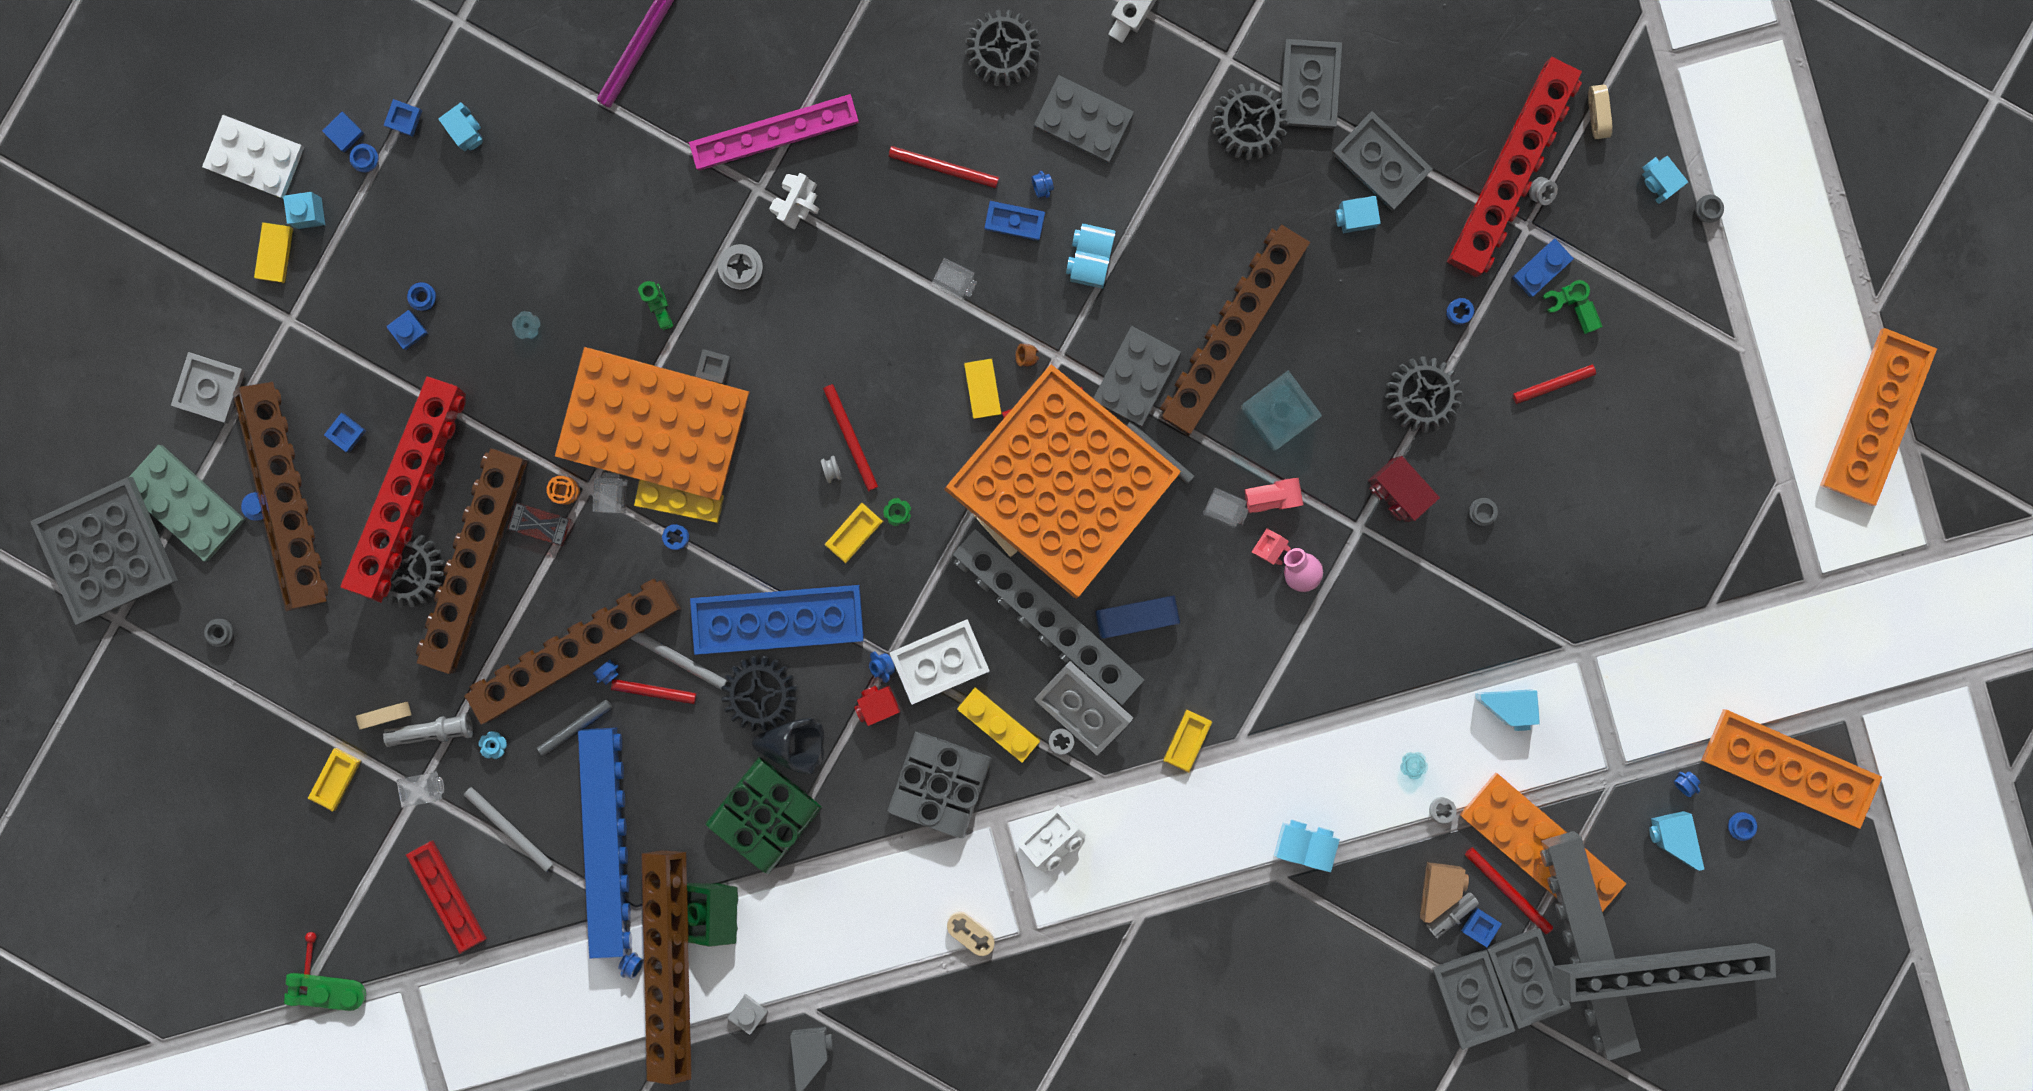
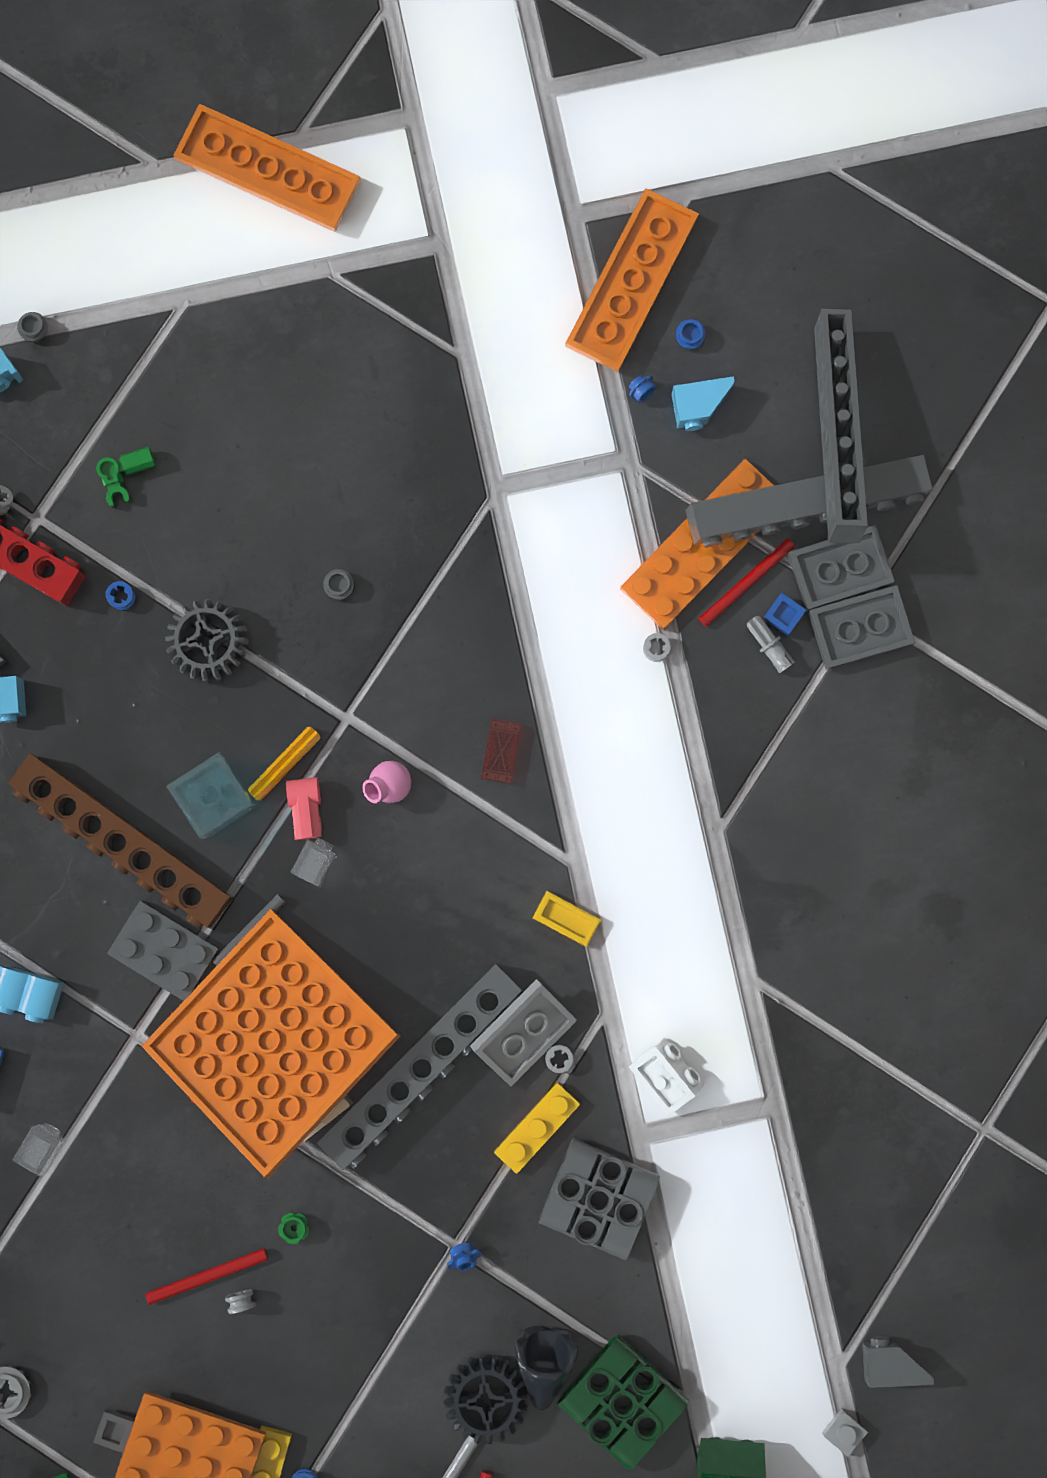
camera: 85 degrees left, 5 degrees down
(777, 619) = (404, 1374): blue plate -> none
(853, 533) = (313, 1278): yellow tile -> none
(876, 705) = (506, 1265): red brick -> none
(939, 661) = (462, 1190): white plate -> none
(975, 928) = (771, 1178): tan beam -> none
(982, 388) = (164, 1123): yellow tile -> none
(1026, 355) = (130, 1072): dark orange hinge -> none
(1137, 617) = (427, 966): dark blue beam -> none
(1270, 547) = (360, 815): coral tile -> none
(1307, 846) = (688, 796): medium azure brick -> none
(1314, 473) = (284, 763): none -> light orange axle
(1337, 672) = (501, 751): none -> clear red tile
(1402, 490) = (306, 669): dark red brick -> none
(1407, 761) = (610, 682): clear light blue plate -> none
(1441, 889) = (741, 653): medium nougat slope -> none
(1513, 707) = (550, 566): medium azure slope -> none
(1542, 267) = (81, 505): blue plate -> none
(1554, 384) = (207, 500): red bar -> none

